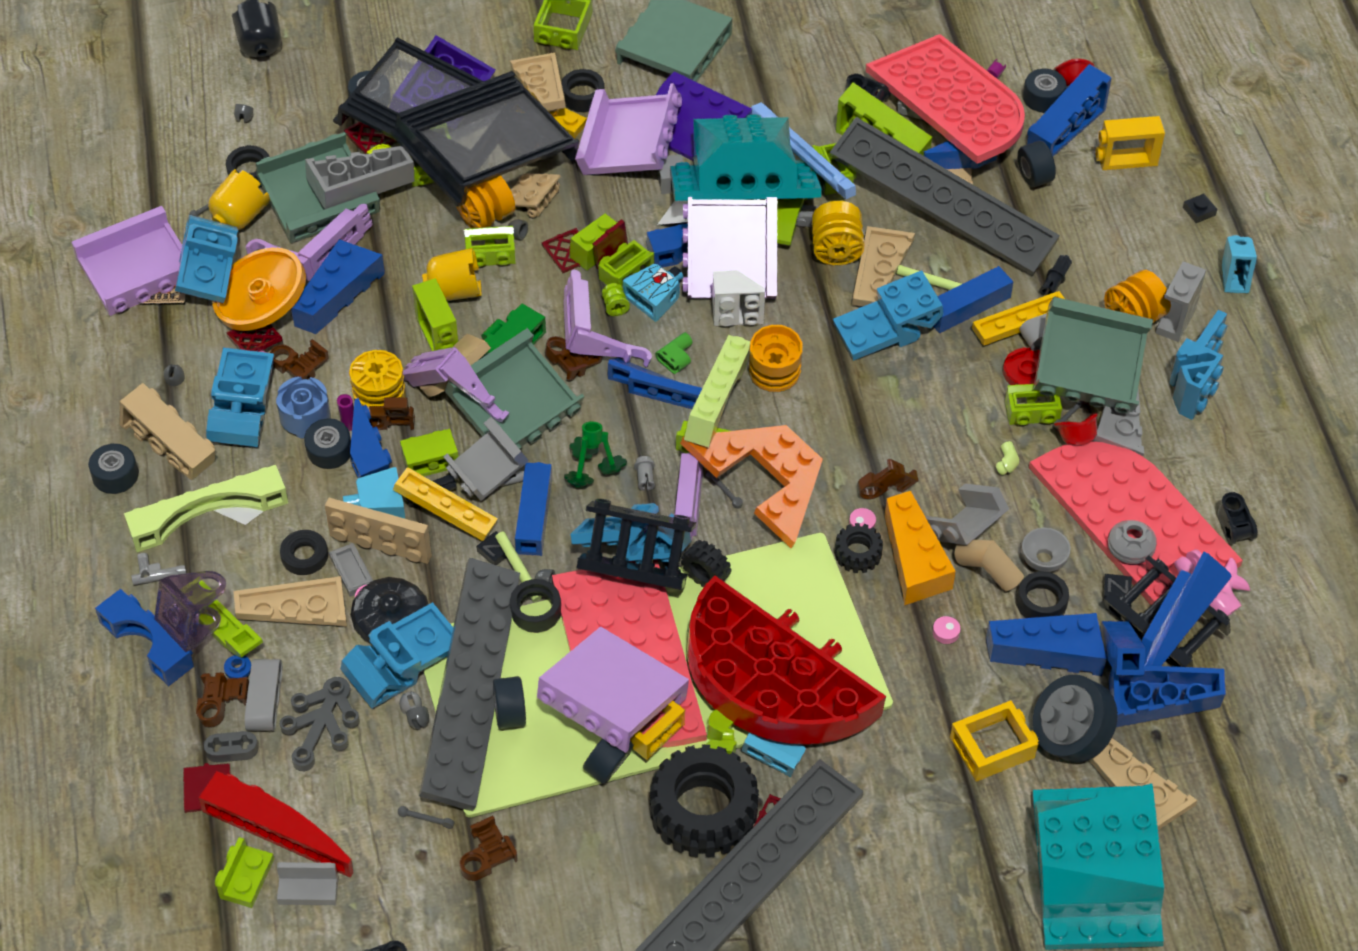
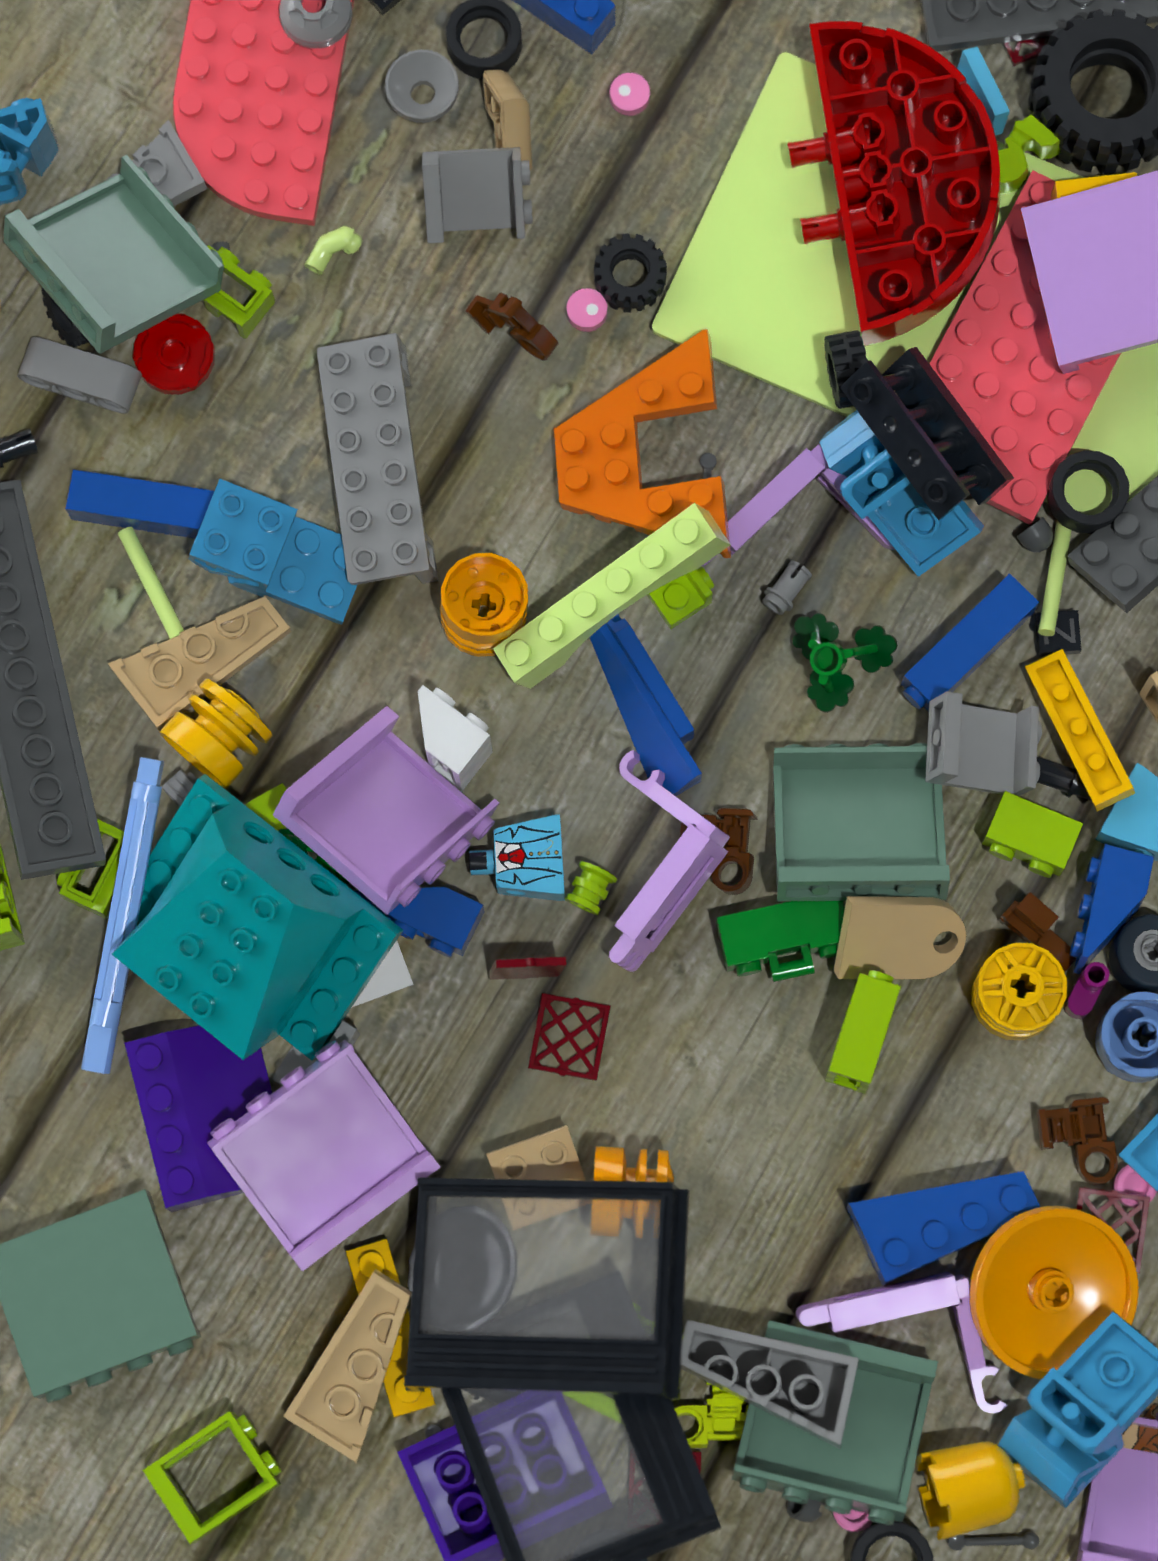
camera: 135 degrees left, 25 degrees up
(452, 365) = (936, 917): lavender hinge -> none
(455, 274) = (778, 1094): yellow cylinder -> none
(490, 252) = (668, 1131): lime window -> none
(520, 228) = (612, 1126): dark grey hinge -> none
(576, 78) = (276, 1295): black tyre -> none
(581, 244) = (534, 1001): lime brick -> none
(624, 262) = (527, 913): lime window -> none
(674, 353) = (591, 741): bright green piece -> none
(888, 378) = (374, 460): none -> light grey bracket
(918, 554) = (574, 202): light orange wedge -> none
(1009, 321) = (107, 426): yellow plate -> none
(1078, 432) = (213, 208): red helmet -> none

